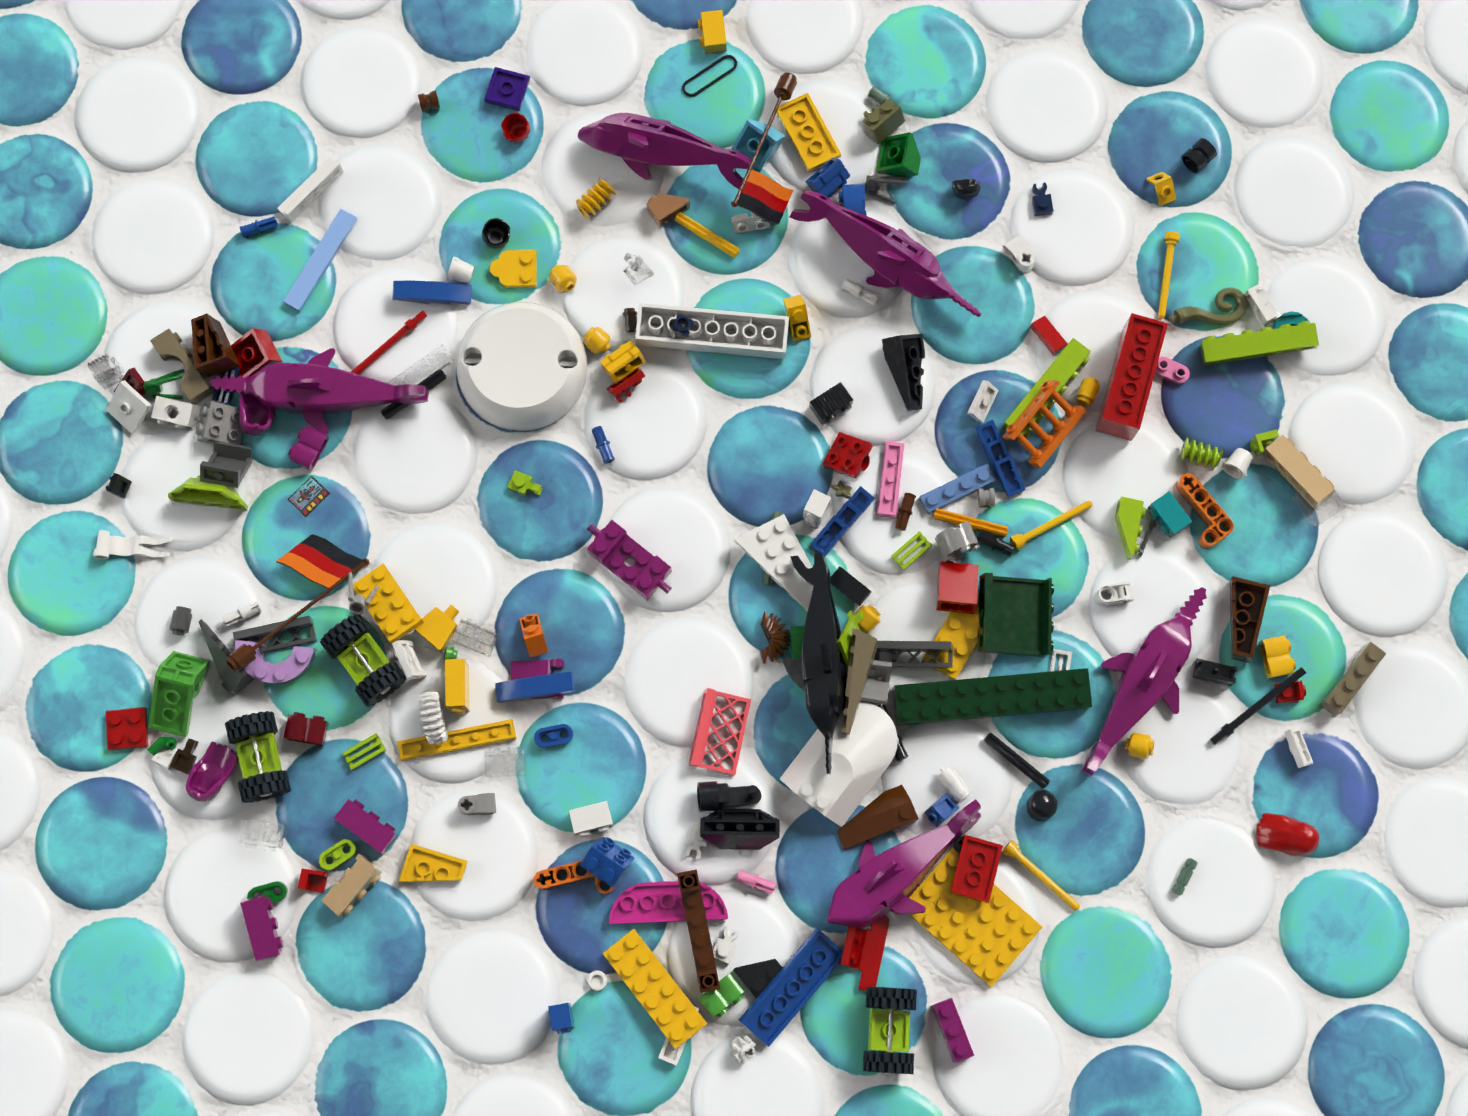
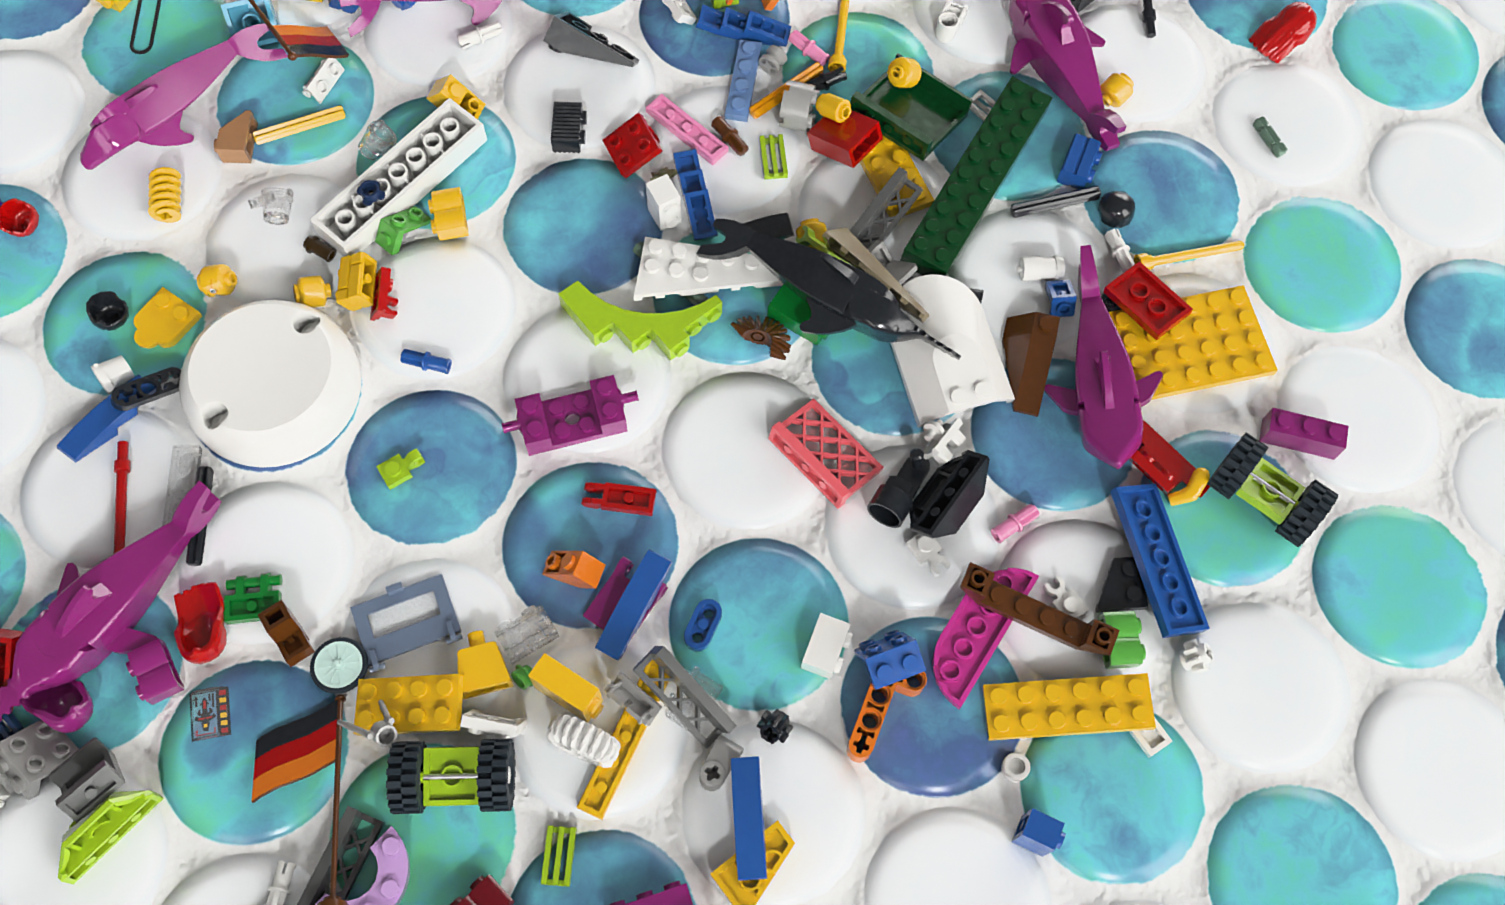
camera: 55 degrees left, 10 degrees down
(352, 449) = (200, 623): none -> red hair
(380, 503) = (286, 633): none -> reddish brown brick
(382, 470) = (246, 606): none -> green plate
(383, 545) = (338, 665): none -> light aqua wheel
(436, 561) = (405, 620): none -> sand blue piece
(454, 843) = (748, 818): none -> blue slope
(477, 736) = (636, 701): none -> light grey hinge
(480, 301) = (127, 389): none -> black beam
(504, 760) = (694, 692): none -> dark grey fence
(520, 821) = (774, 726): none -> black gear
(599, 631) = (621, 498): none -> red hinge
(681, 356) = (396, 225): none -> bright green bracket
(712, 378) = (448, 213): none -> yellow brick
(729, 295) = (377, 140): none -> clear piece
(730, 576) = (637, 329): none -> lime arch
(778, 795) = (939, 436): none -> white hips
(858, 981) = (1193, 489): none -> yellow arm
(967, 566) = (833, 107): none -> yellow brick
(1008, 828) = (1119, 249): none -> white axle
(1015, 514) = (808, 47): none -> bright pink axle
(1035, 593) = (904, 72): none -> yellow head
(1059, 756) = (1079, 162): none -> blue brick

